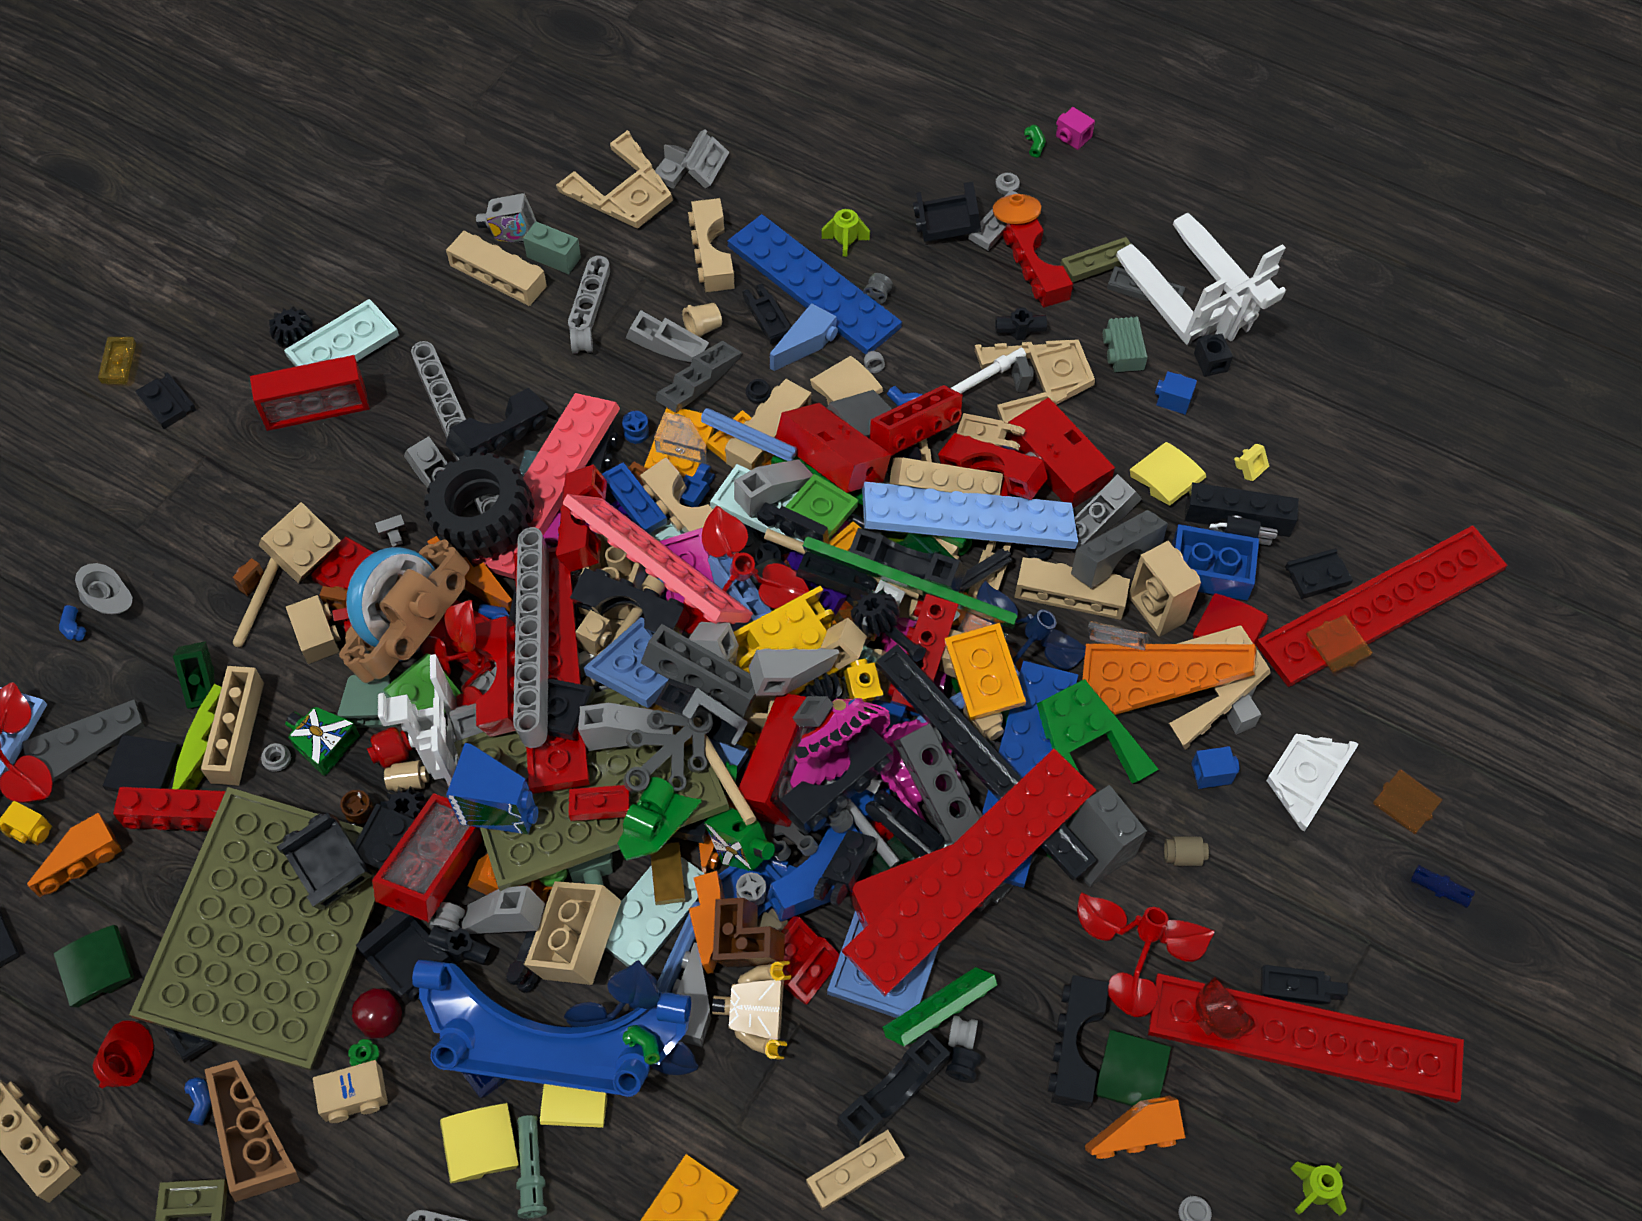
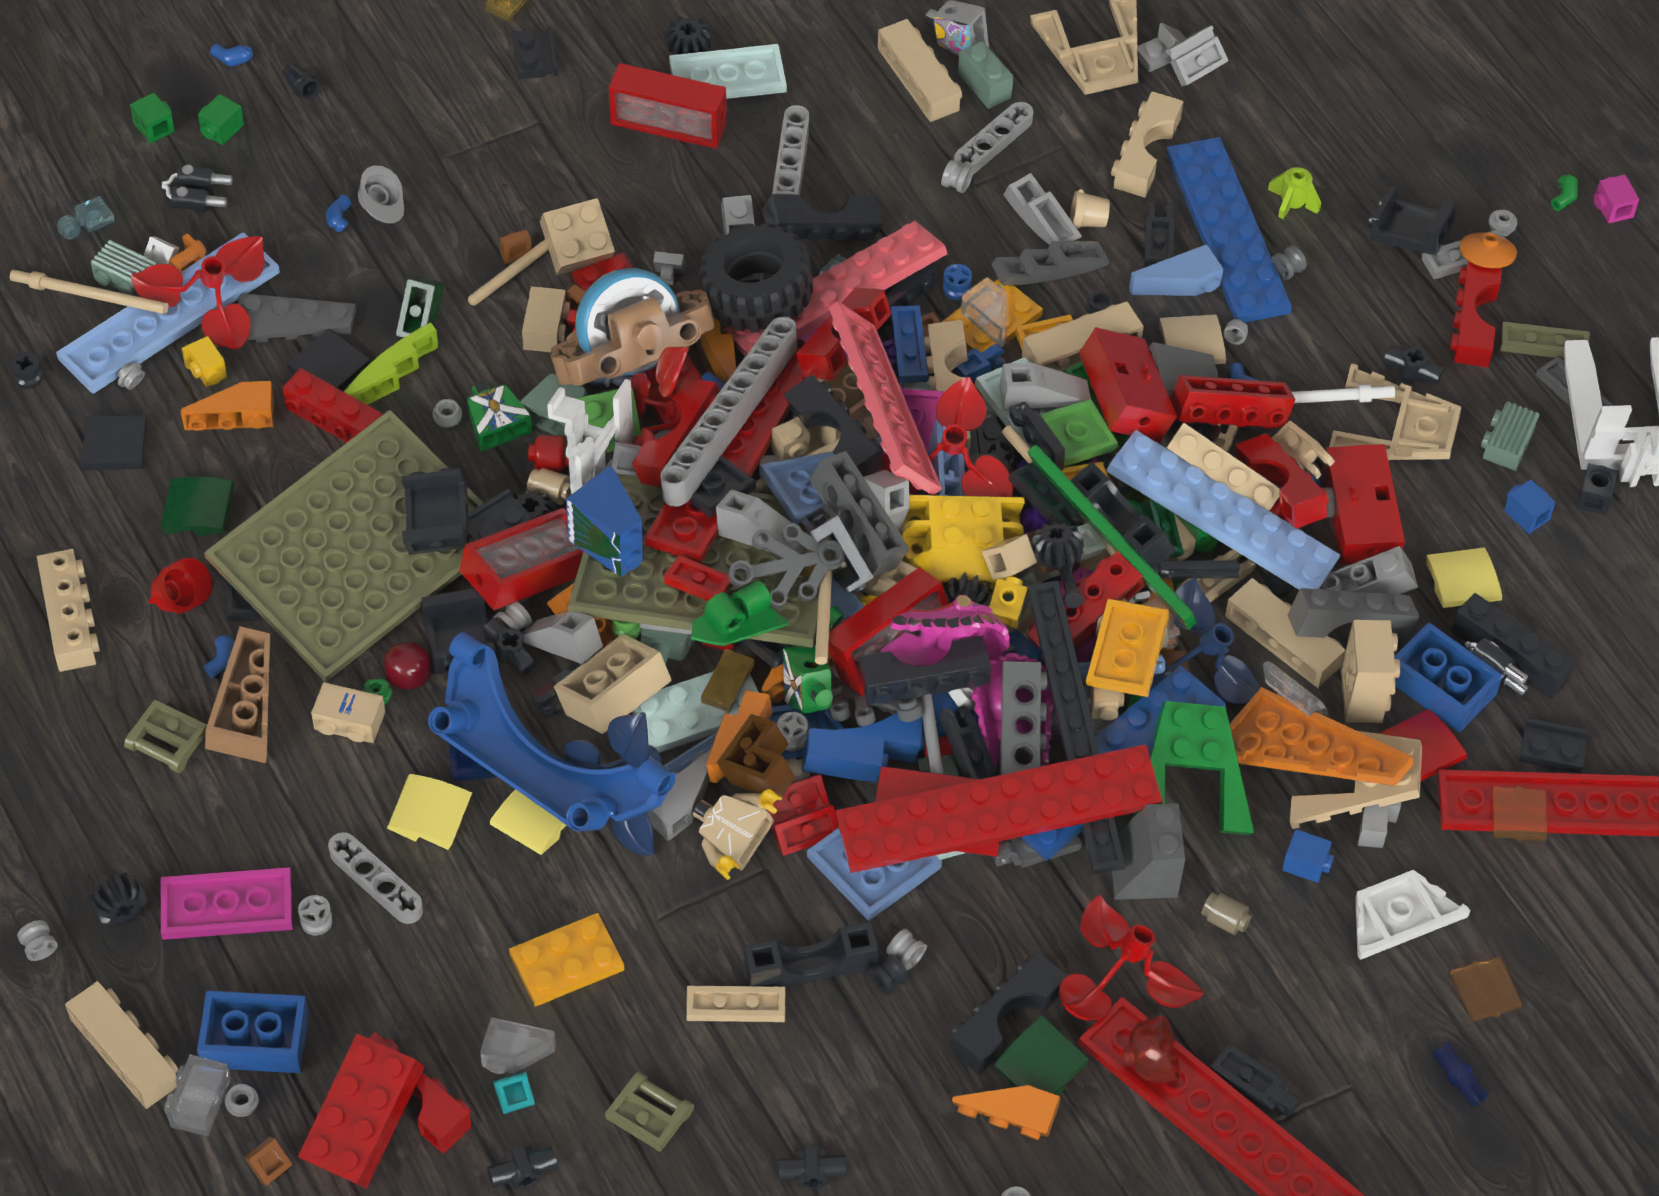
camera: 30 degrees right, 5 degrees down
(232, 725) = (426, 365): tan brick -> none
(355, 802) = (490, 485): reddish brown wheel -> none
(530, 1182) = (454, 862): sand green pin -> none
(648, 1042) = (613, 788): green arm -> none
(748, 434) = (1053, 334): medium blue axle -> none
(787, 669) = (940, 550): light grey slope -> none
(813, 711) = (936, 594): dark grey plate -> none
(845, 866) = (885, 749): black hinge -> none
(939, 1006) = (909, 914): green plate -> none
(1022, 374) = (1380, 414): dark grey plate -> none
(1252, 462) = (1562, 609): light yellow tile -> none

